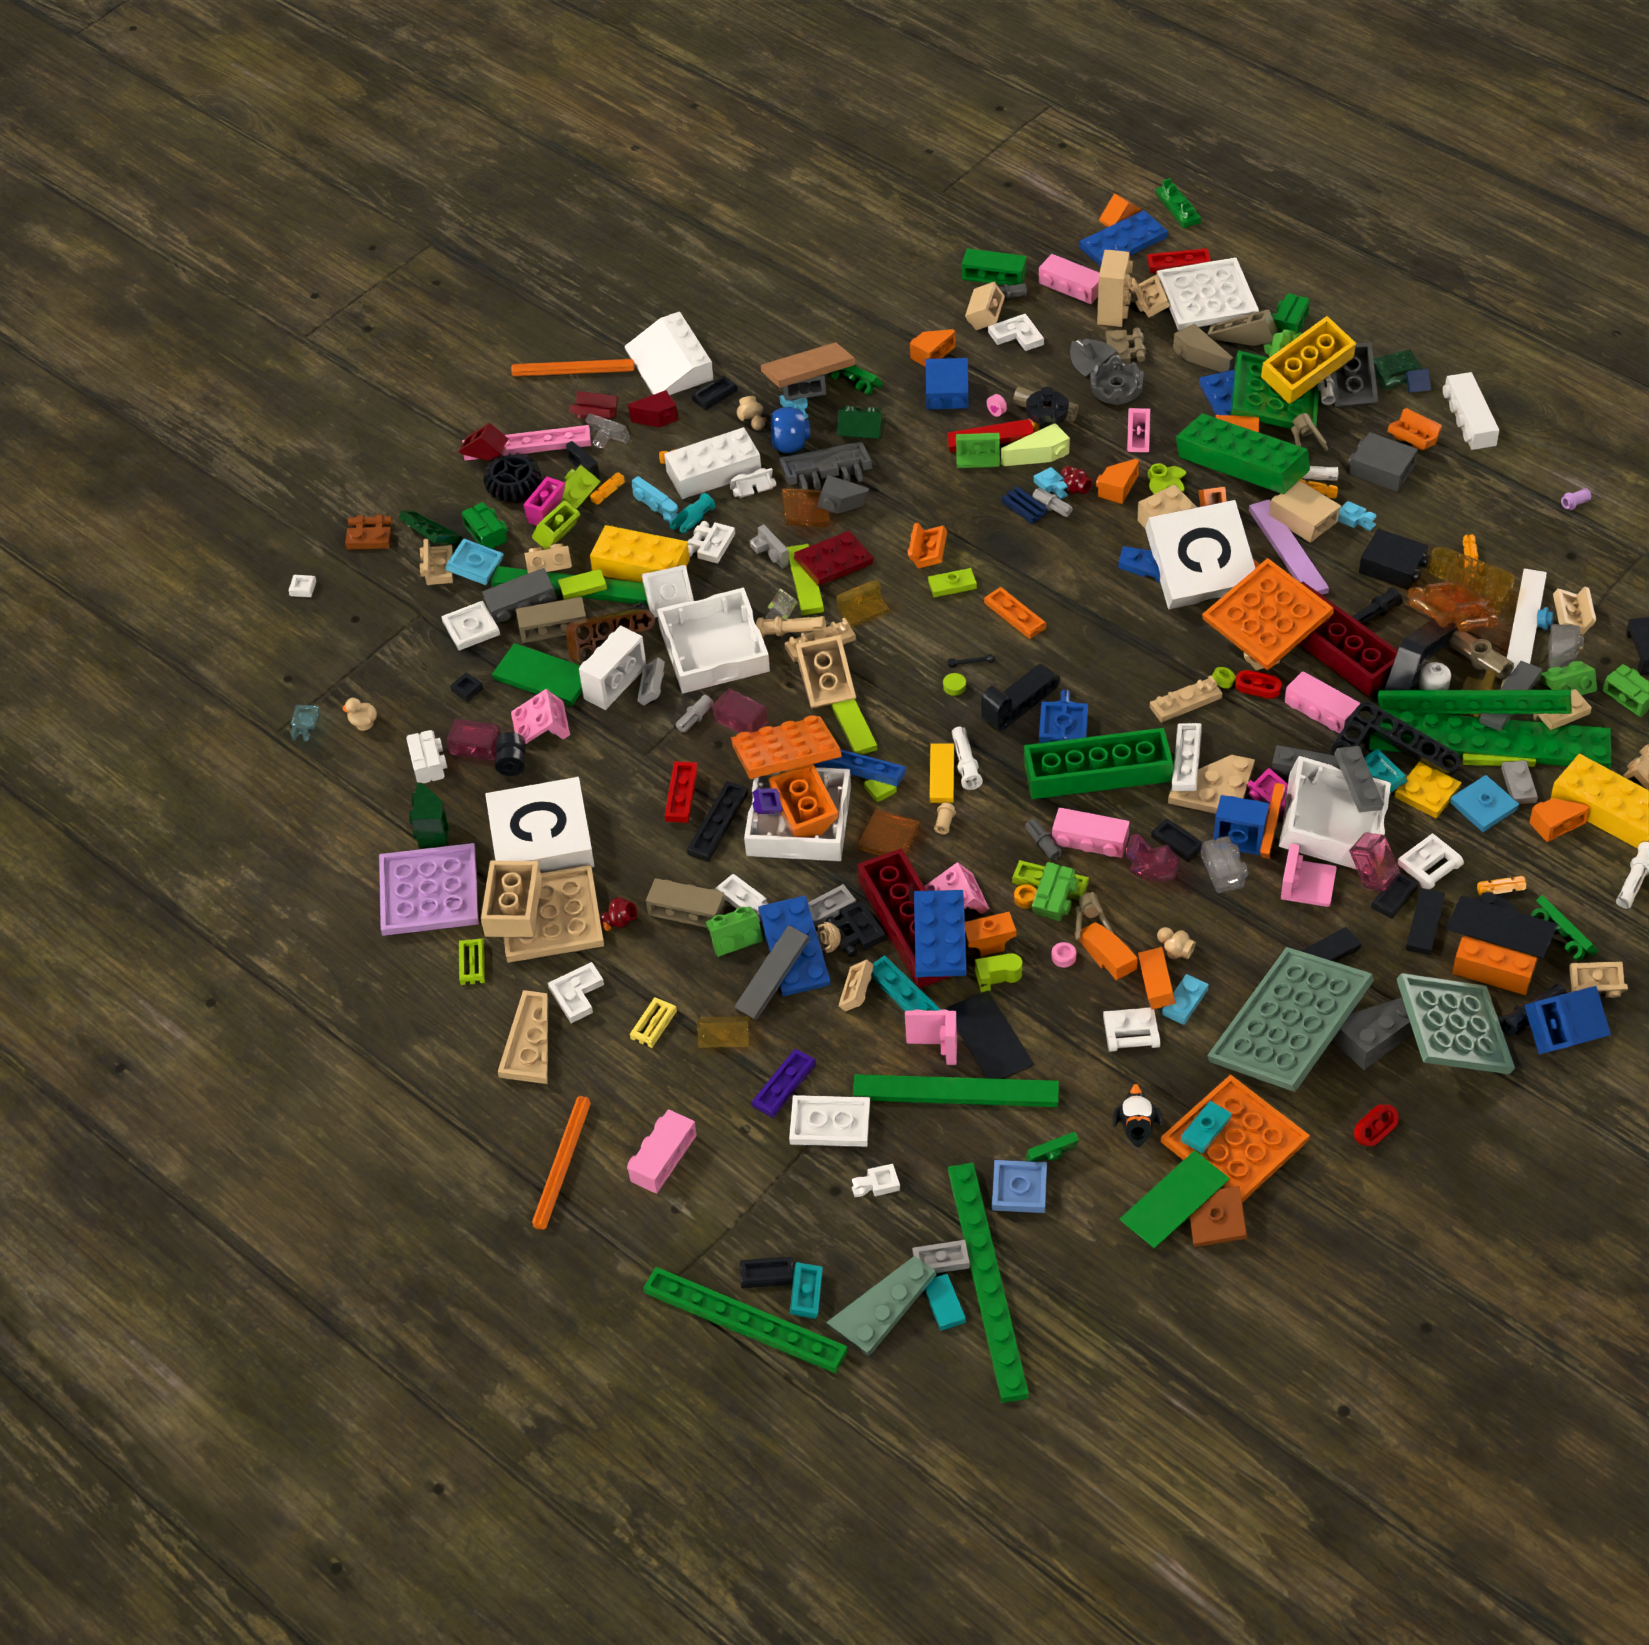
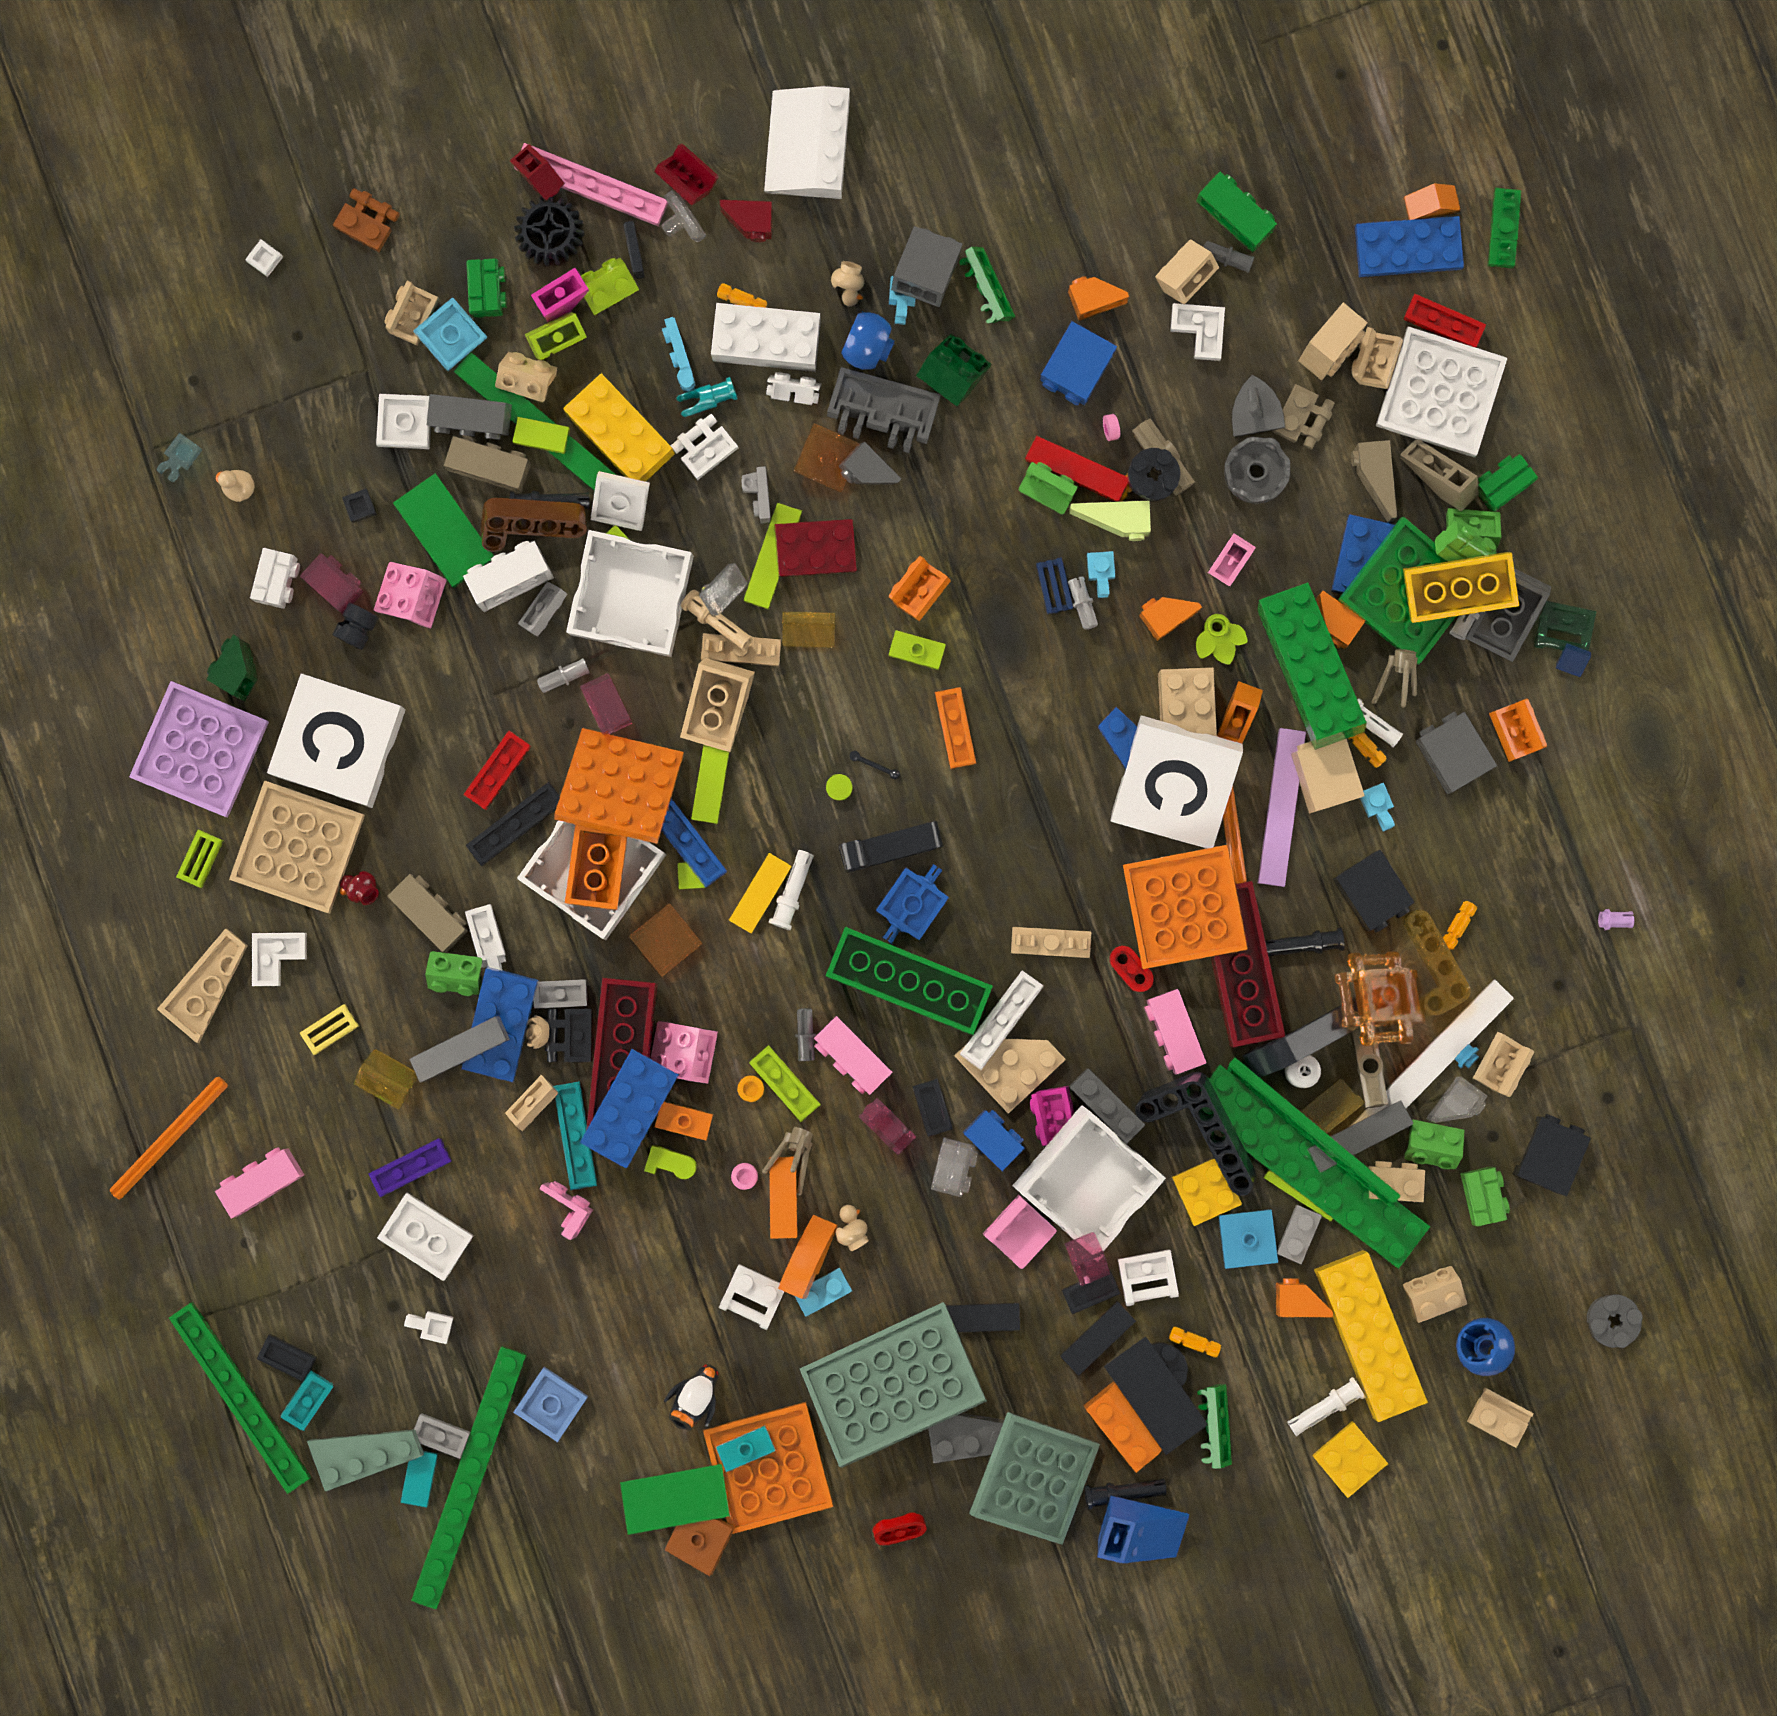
camera: 25 degrees right, 35 degrees up
(430, 529) = (425, 258): dark green wing -> none
(511, 899) = (259, 826): tan brick -> none
(573, 367) = (699, 92): orange axle -> none
(607, 488) = (641, 303): light orange axle -> none
(714, 392) = (830, 222): black tile -> none
(766, 801) = (557, 855): dark purple tile -> none
(807, 365) = (934, 265): medium nougat tile -> none
(945, 815) = (728, 953): tan pin -> none
(957, 1090) = (557, 1267): green tile -> none
(990, 1037) = (623, 1223): black piece -> none
(1052, 1149) = (600, 1385): green plate -> none
(1054, 892) = (773, 1109): bright green brick -> none
(1069, 278) = (1307, 281): bright pink brick -> none
(1076, 480) = (1127, 590): dark red animal -> none
(1224, 677) = (1104, 939): lime tile -> none
(1272, 820) = (1028, 1151): orange tile -> none
(1359, 779) = (1132, 1165): dark grey plate -> none
(1384, 769) = (1175, 1149): teal plate -> none
(1471, 411) = (1596, 737): white brick -> none
(1604, 975) = (1203, 1500): tan bracket -> none

